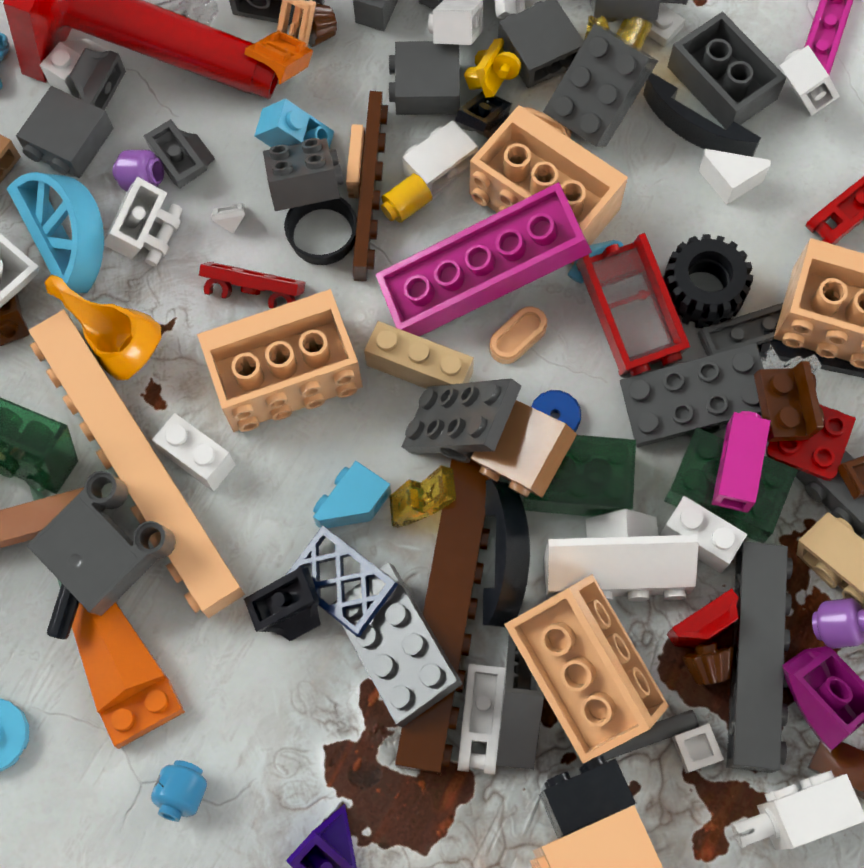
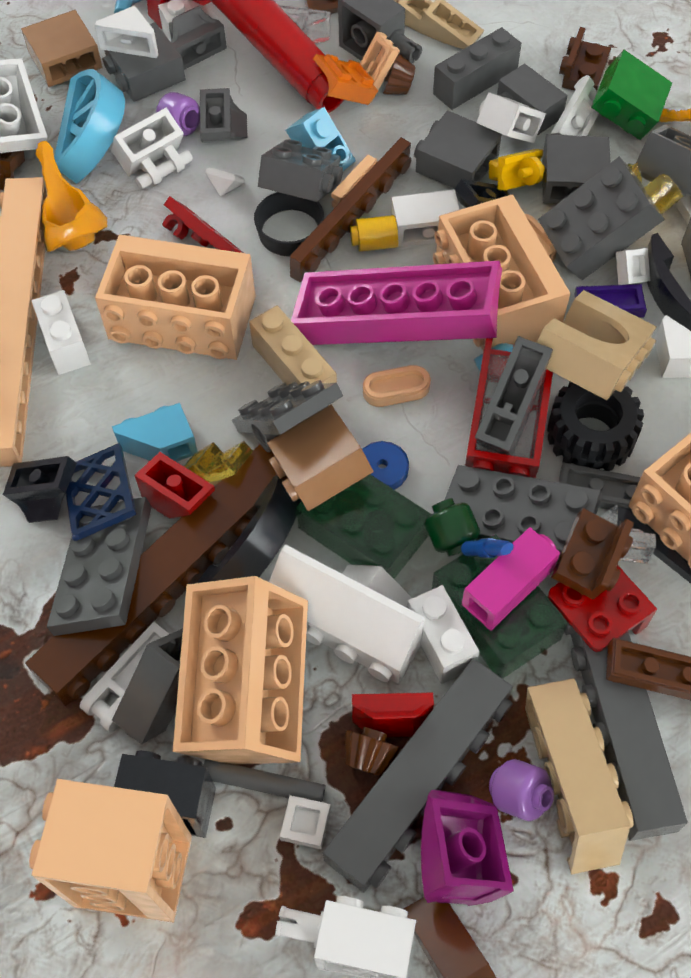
camera: 30 degrees right, 10 degrees down
(41, 115) = (127, 33): none -> white slope
(409, 541) = (172, 487): none -> red slope
(642, 300) = (514, 397): none -> dark grey slope
(644, 155) = (626, 297): none -> dark purple tile
(646, 114) = (633, 266): none -> white plate
(660, 442) = (451, 526): none -> dark green head
(685, 236) = (597, 345): none -> tan arch
(710, 448) = (487, 548): none -> blue piece

